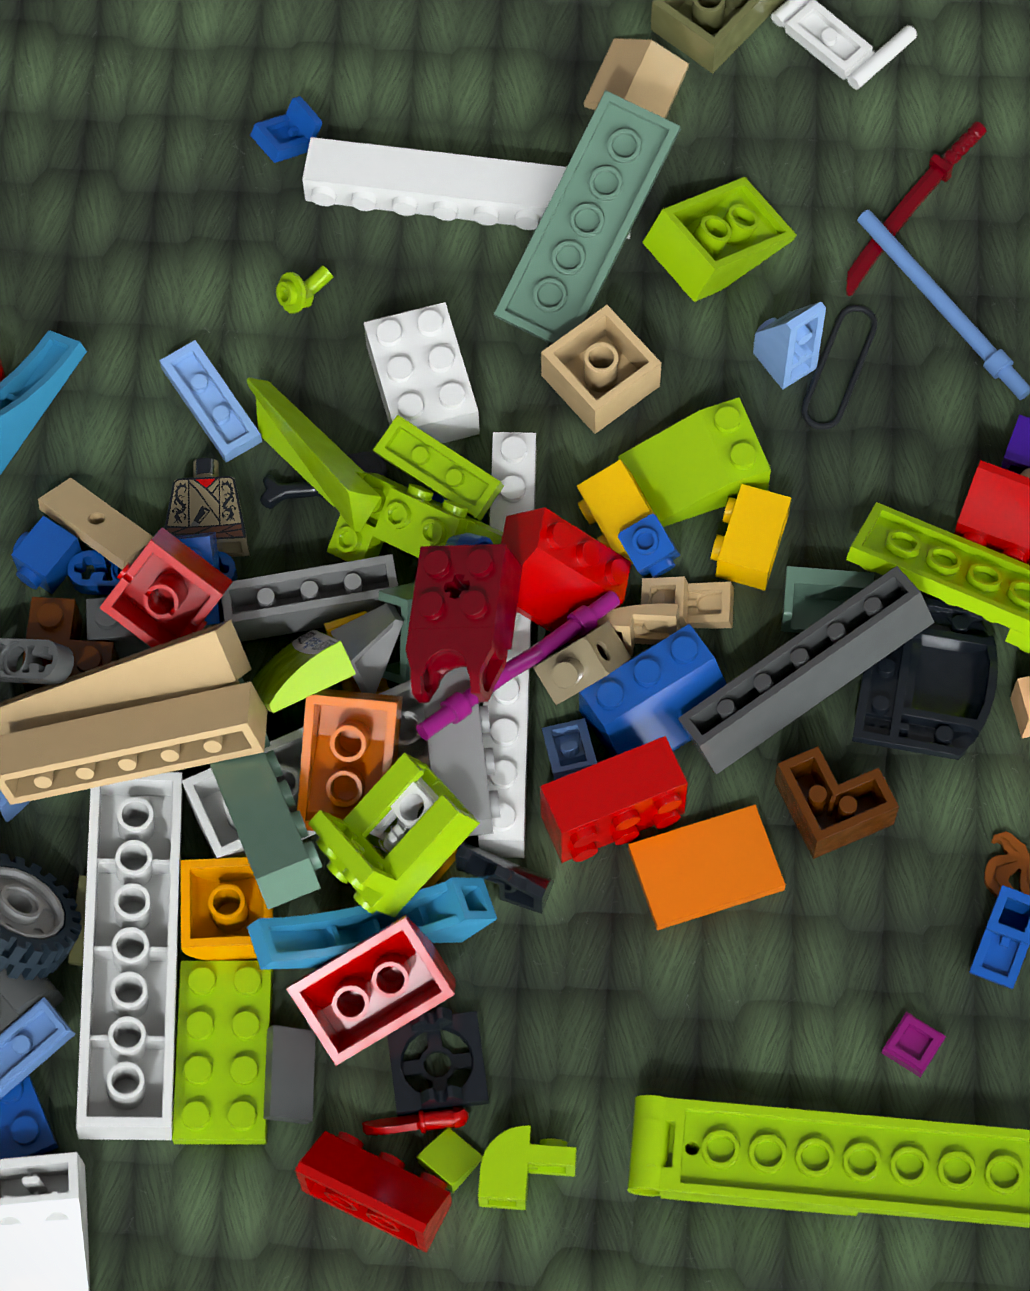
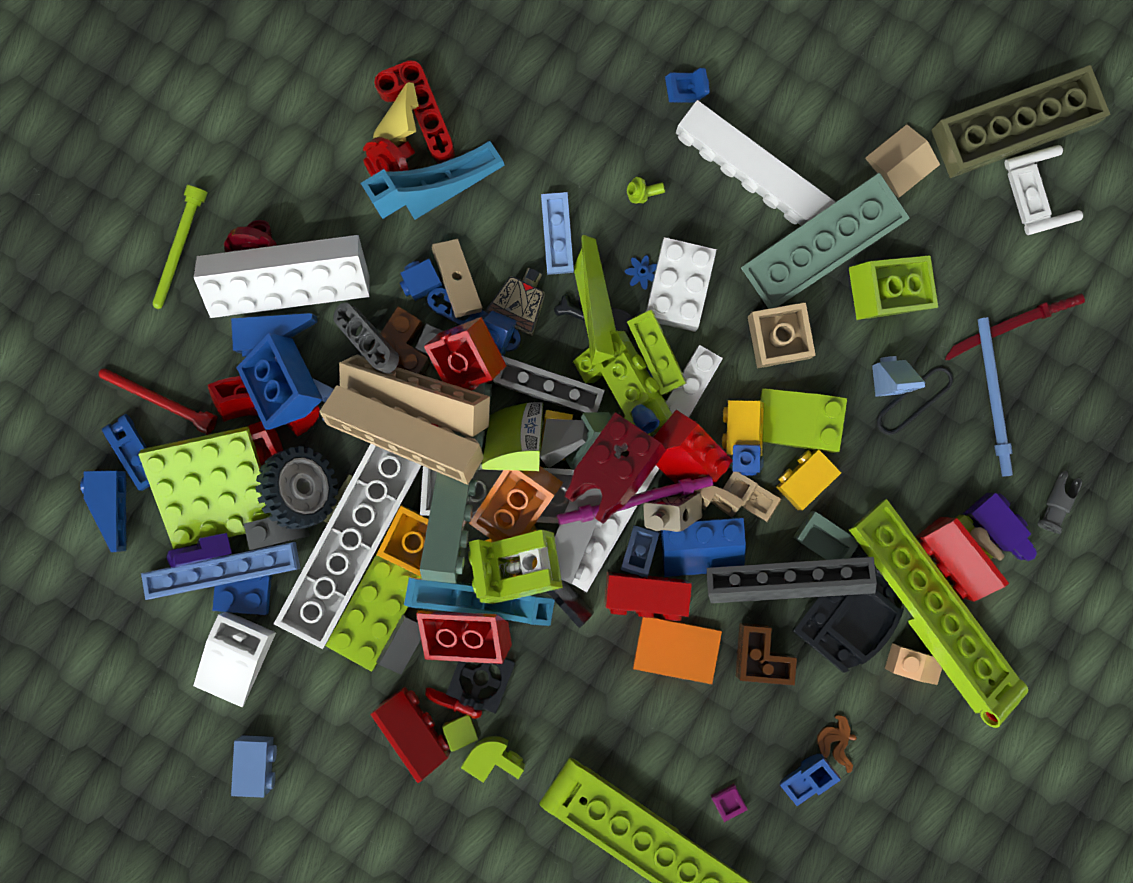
camera: 25 degrees right, 20 degrees up
(358, 394) = (638, 276): none -> blue plant

